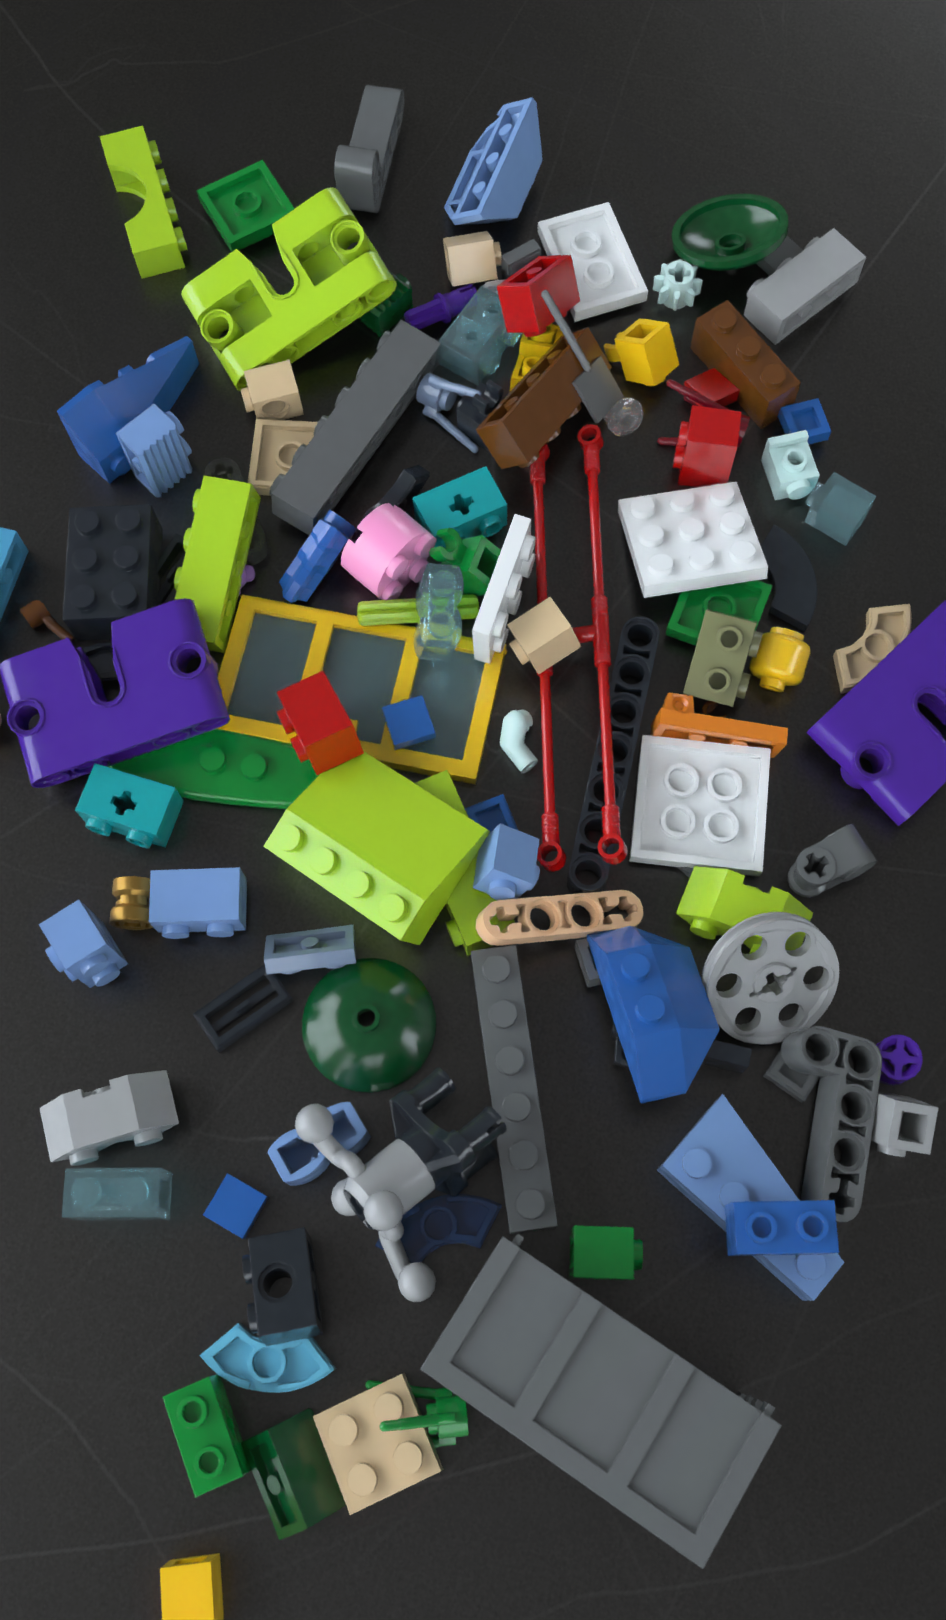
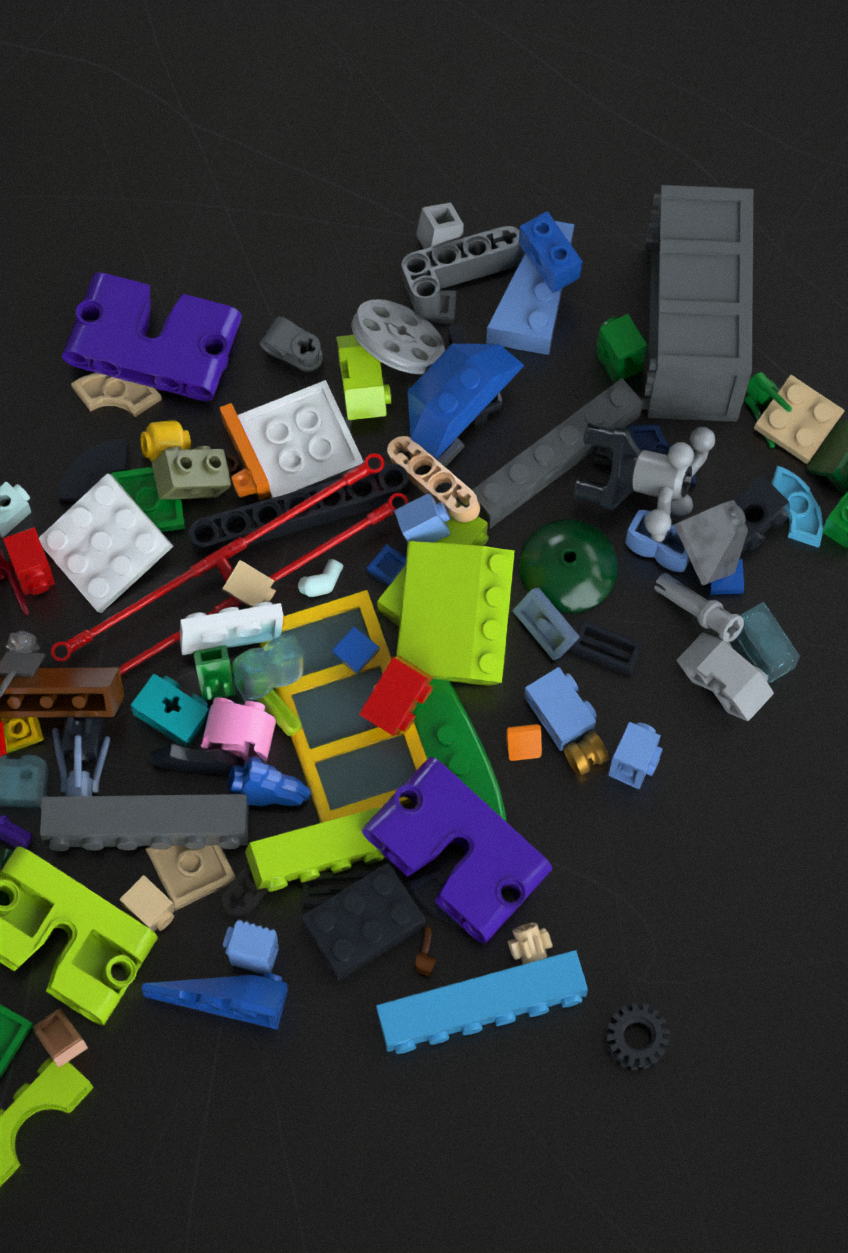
camera: 125 degrees left, 0 degrees up
(112, 790) = (529, 779): teal brick -> none
(188, 247) = (59, 1037): none -> nougat tile
(189, 1139) = (709, 613): none -> light grey pin
(195, 846) = (524, 742): none -> orange slope
(267, 1196) = (714, 540): none -> flat silver slope
(838, 508) = (22, 459): clear light blue brick -> none
(903, 1055) = (401, 244): dark purple wheel -> none

